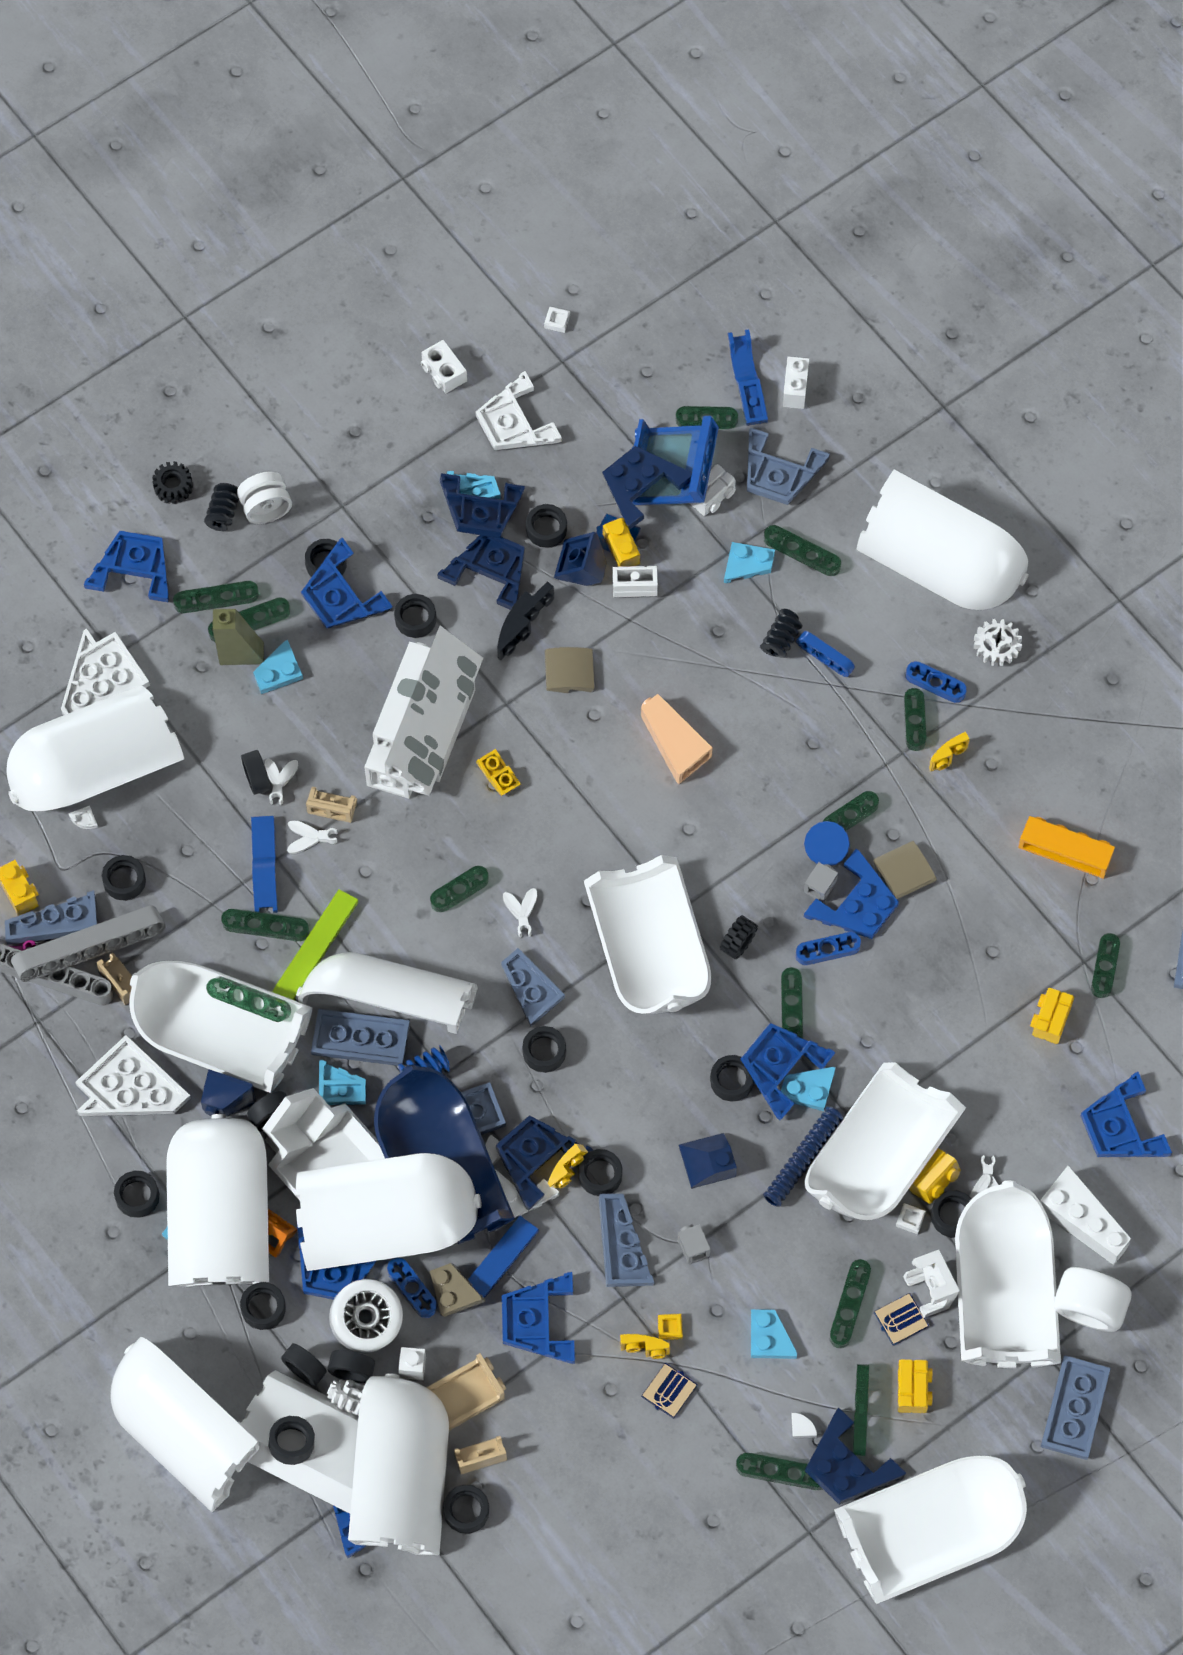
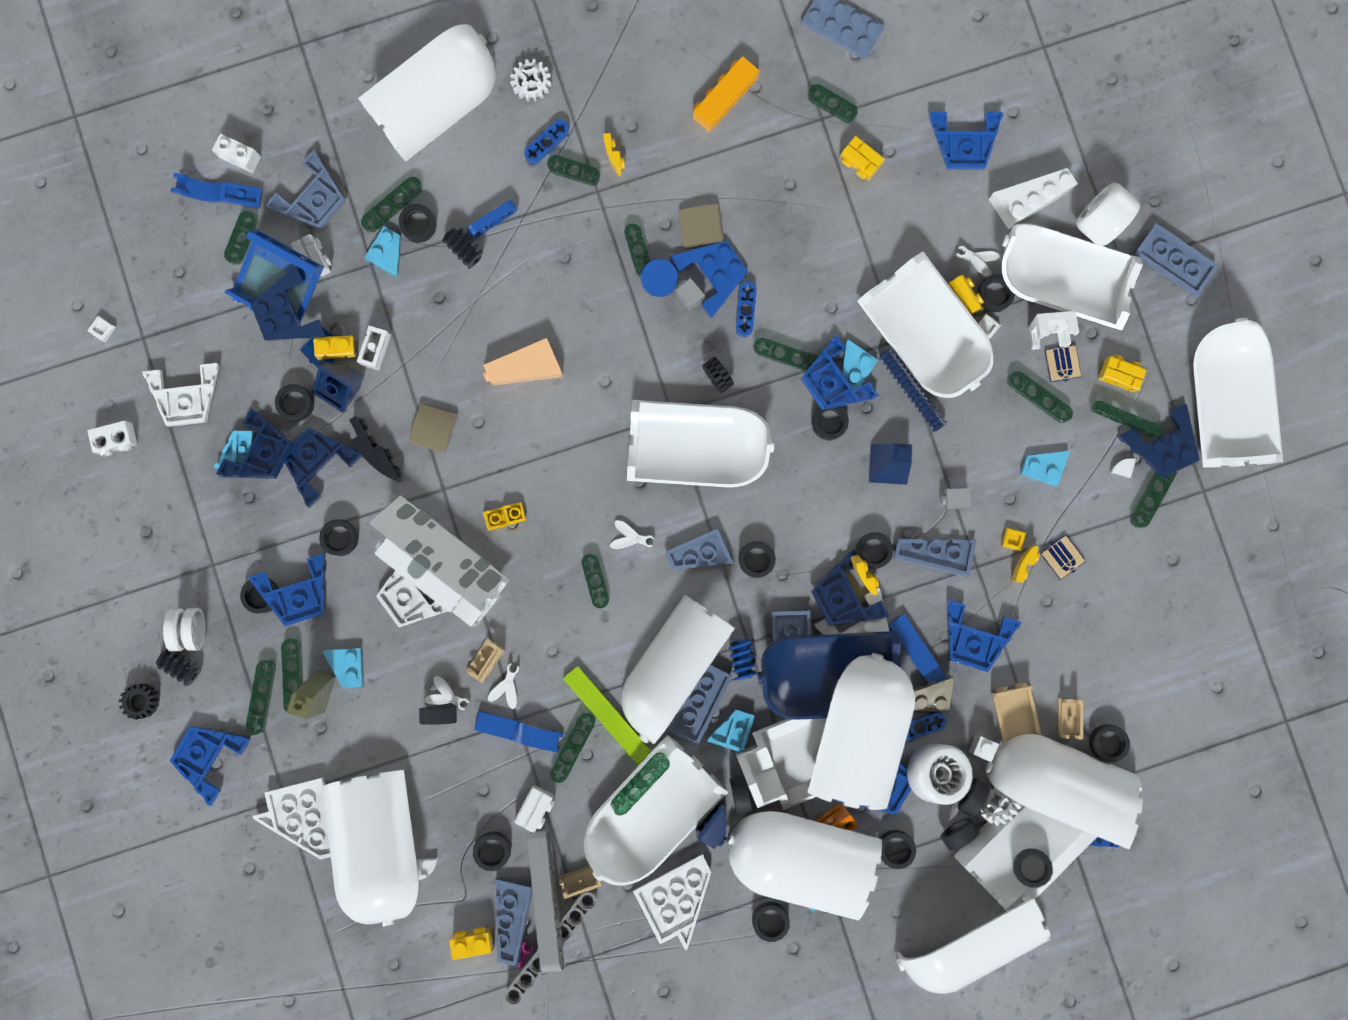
camera: 75 degrees left, 20 degrees up
(184, 905) = (534, 808): none -> white brick
(365, 703) = (406, 602): none -> white wing
(791, 597) = (410, 210): none -> black tyre

